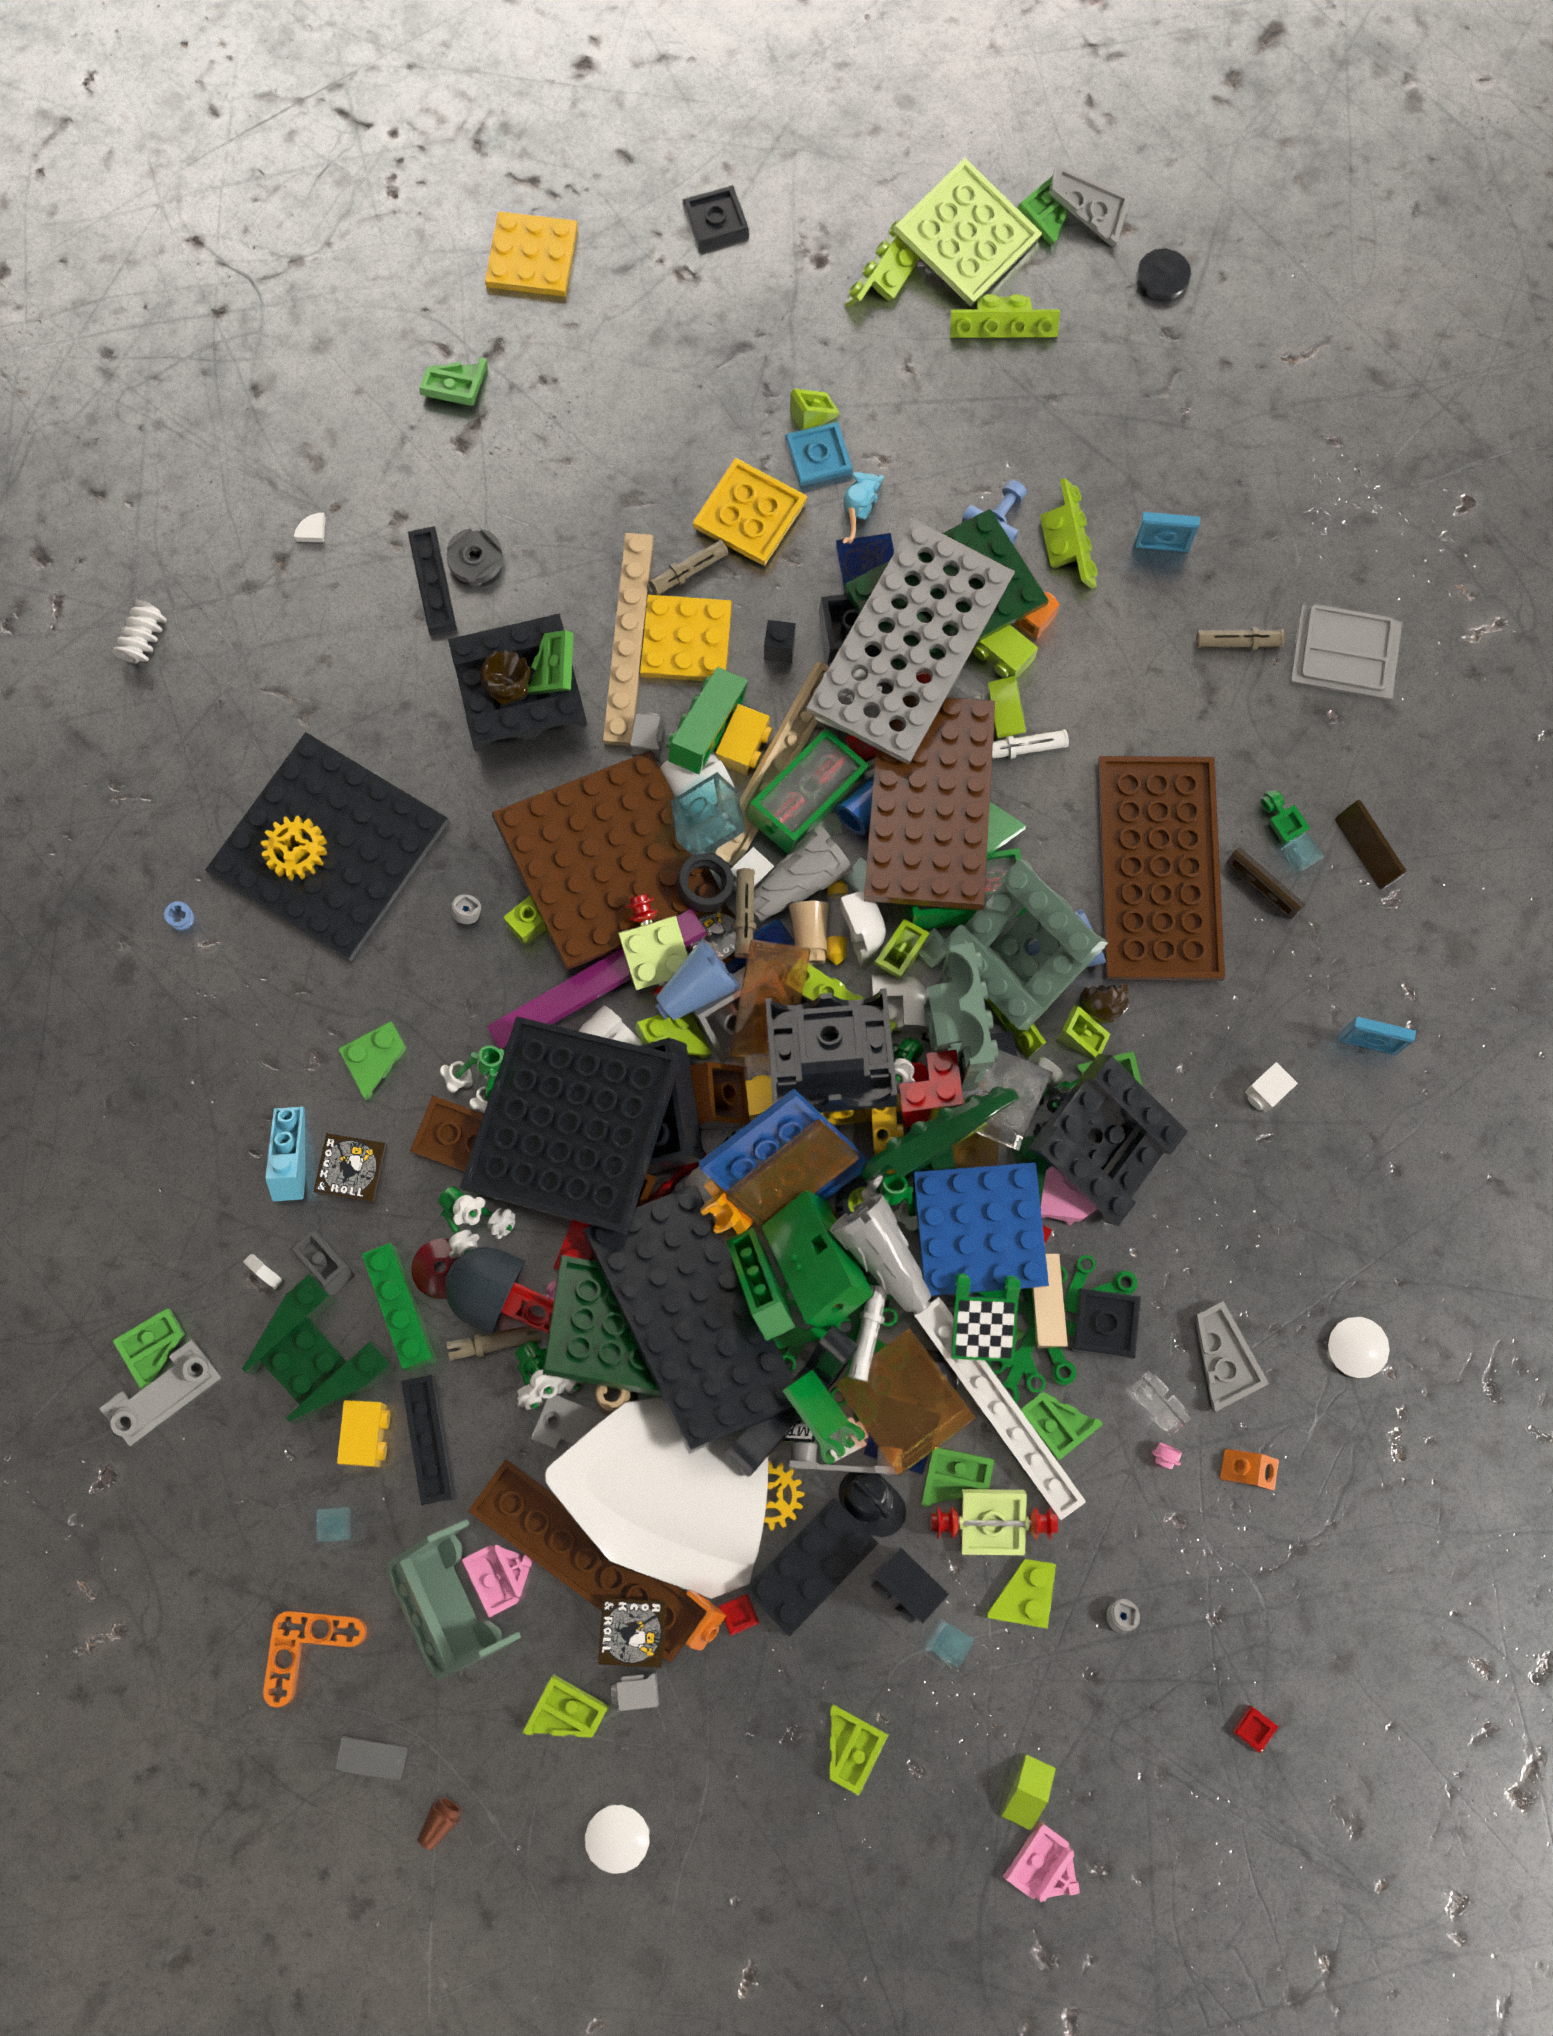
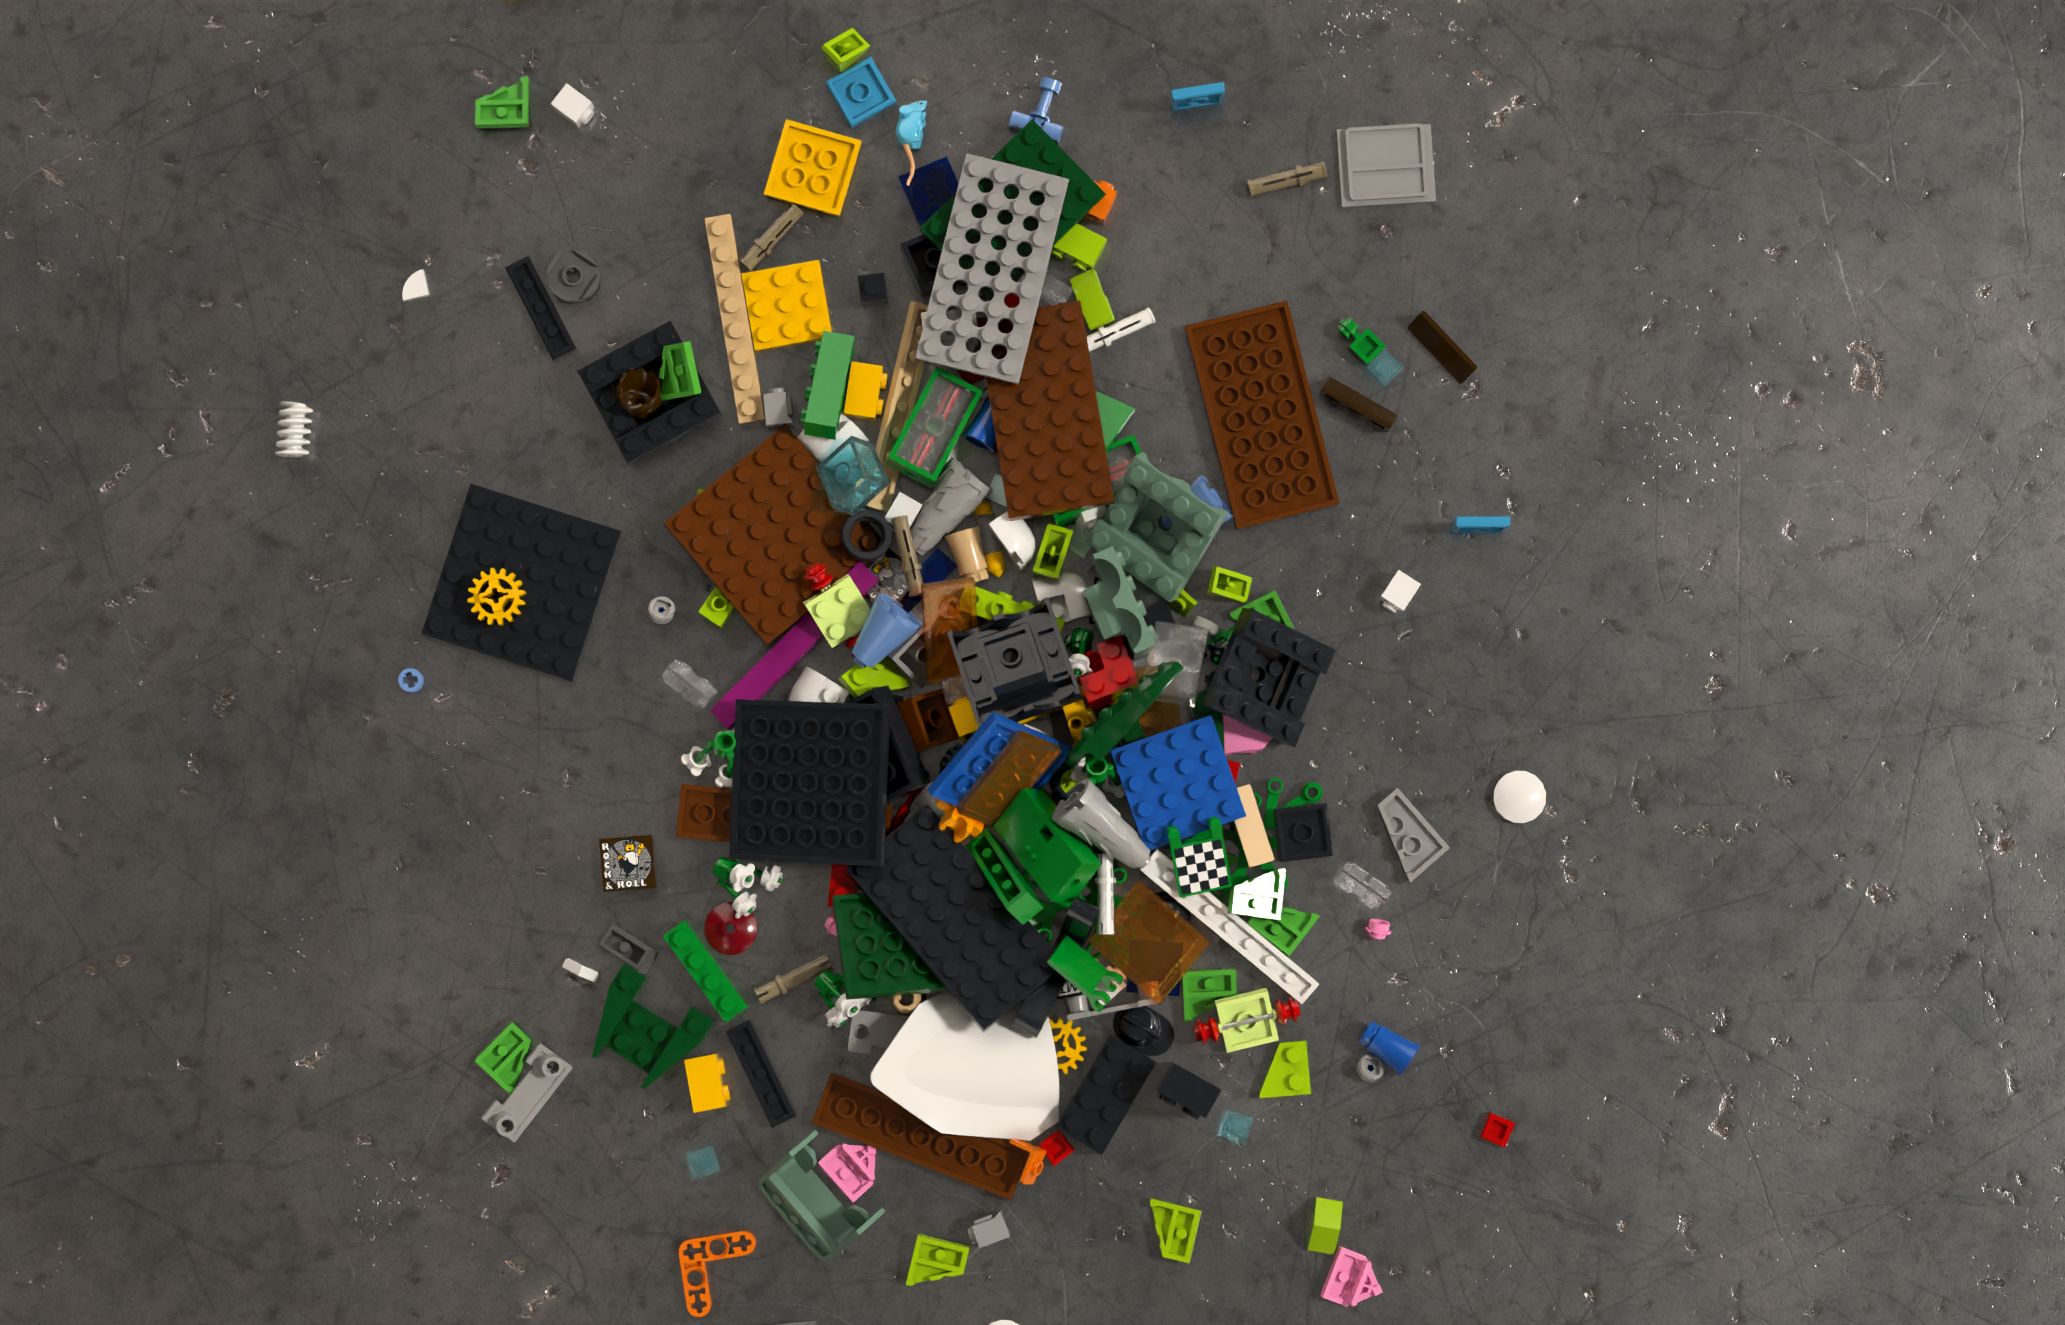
camera: 10 degrees left, 10 degrees up
(287, 1155) = (571, 865): medium azure slope -> none
(372, 1056) = (618, 762): bright green wing -> none
(466, 982) = (699, 689): none -> clear hinge
(485, 1286) = (775, 938): black piece -> none
(523, 395) = (573, 106): none -> white brick
(632, 1632) = (973, 1184): tile -> none
(948, 923) = (1090, 517): none -> white plate
(1041, 1382) = (1259, 896): none -> wing
(1066, 535) = (1108, 116): lime bracket -> none
(1105, 1003) = (1239, 553): dark brown hair -> none
(1151, 1597) = (1389, 1047): none -> blue plant
(1249, 1468) = (1448, 922): orange bracket -> none

